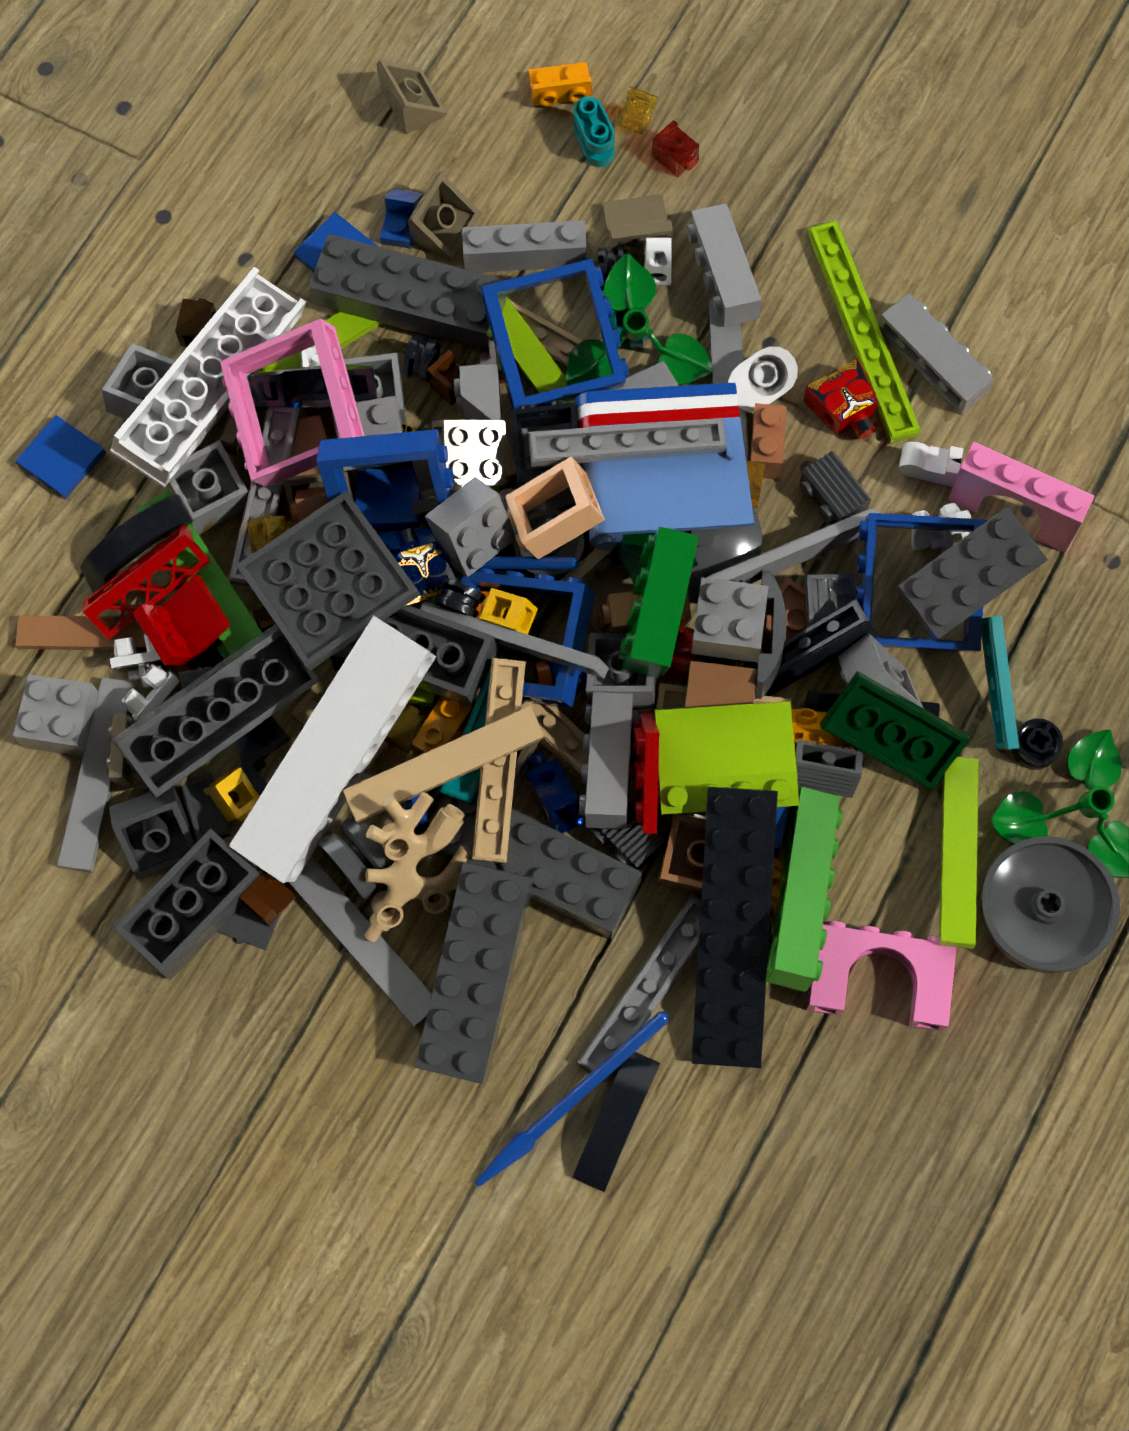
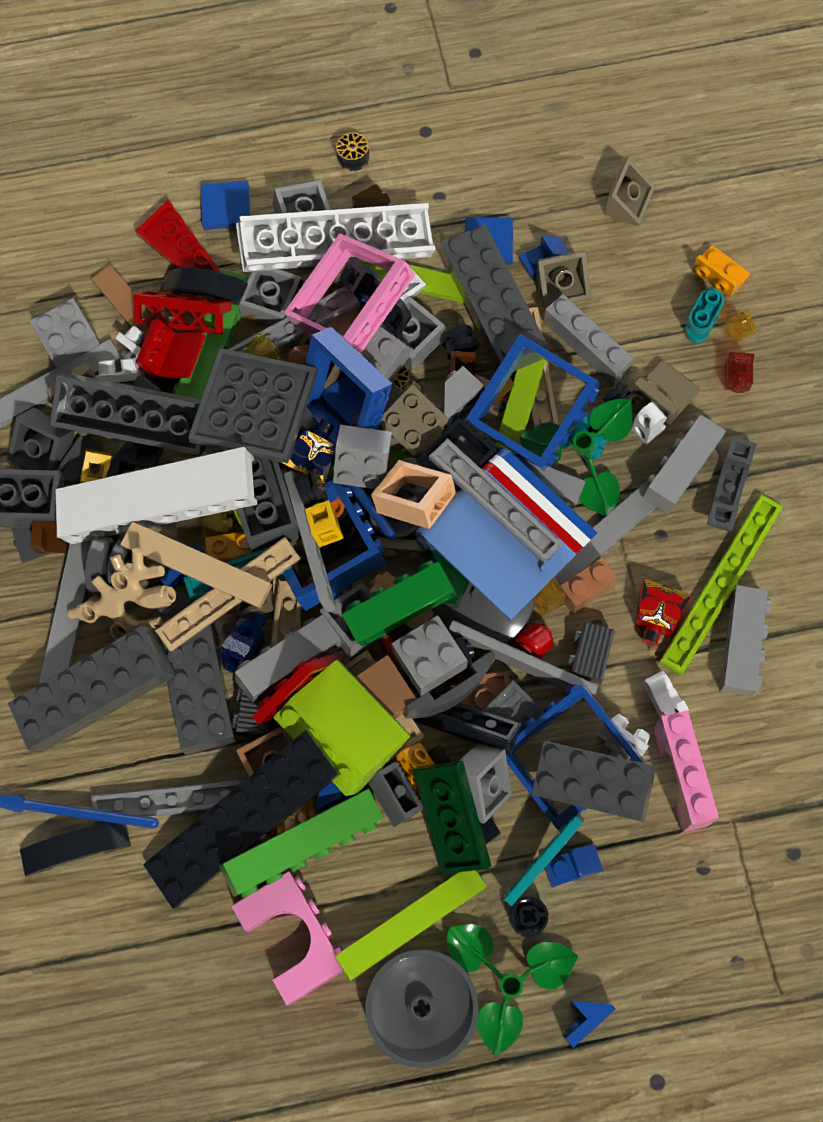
camera: 50 degrees right, 0 degrees up
(50, 535) = (173, 240): none -> red wing
(113, 289) = (350, 144): none -> black wheel
(764, 377) = (625, 548): white piece -> none
(775, 245) = (731, 484): none -> dark grey slope
(779, 527) = (534, 639): none -> red head
(1024, 662) = (573, 865): none -> blue slope

